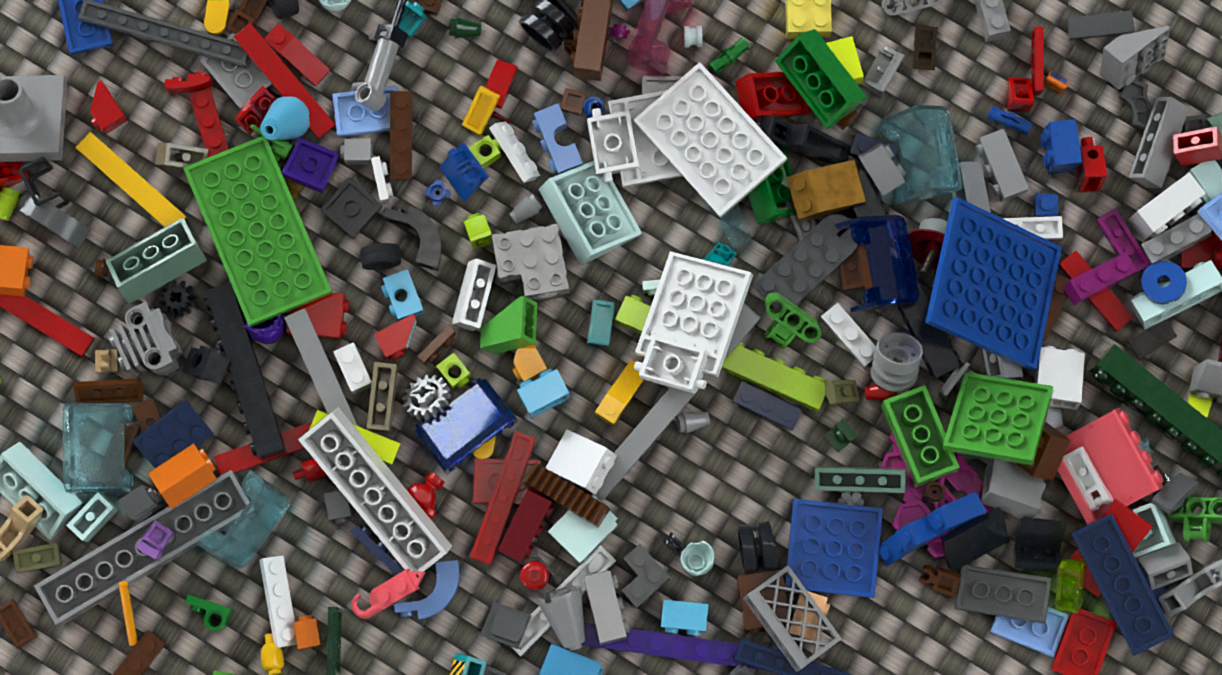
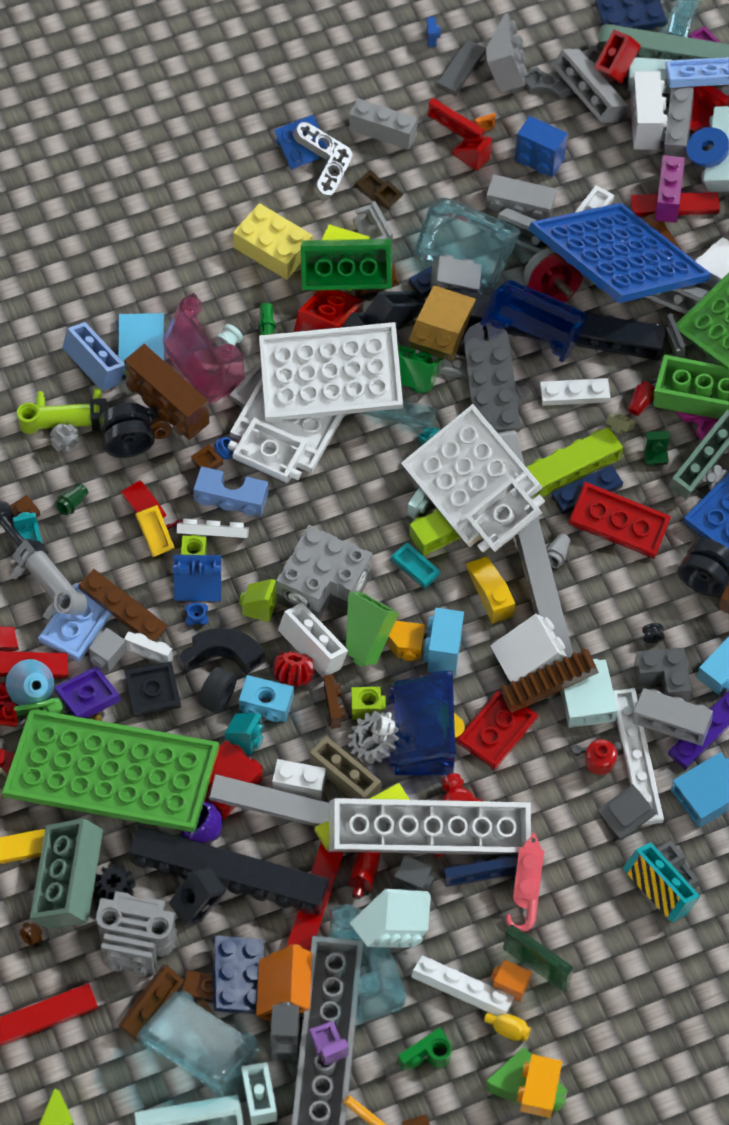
camera: 55 degrees left, 20 degrees down
(106, 361) = (120, 988): tan tile -> none
(275, 522) = (394, 919): none -> light aqua slope
(361, 301) = (245, 731): none -> teal slope
(396, 337) = (300, 729): red slope -> none
(430, 402) = (384, 726): none -> white plate
(439, 298) = (293, 668): none -> red gear
(444, 592) = (558, 839): medium blue arch -> none
(502, 497) = (511, 738): red tile -> none
(526, 208) = (269, 554): light grey cone -> none
(526, 525) = (550, 734): dark red brick -> none
(565, 615) = (656, 750): light grey cone -> none
(589, 212) = (312, 502): light aqua slope -> none
(697, 558) = (681, 620): light aqua hair -> none
(754, 450) = (619, 520): none -> red tile
(782, 329) = (530, 429): bright green piece -> none
(851, 272) = (525, 355): reddish brown plate -> none
(865, 266) = (529, 342): reddish brown tile -> none
(896, 361) = (627, 364): light grey wheel -> none
(1009, 120) = (487, 171): blue pin -> none
(1045, 205) = (576, 192): blue plate -> none
(1092, 170) = (579, 141): red torso -> none
(1122, 239) = (643, 159): magenta plate -> none

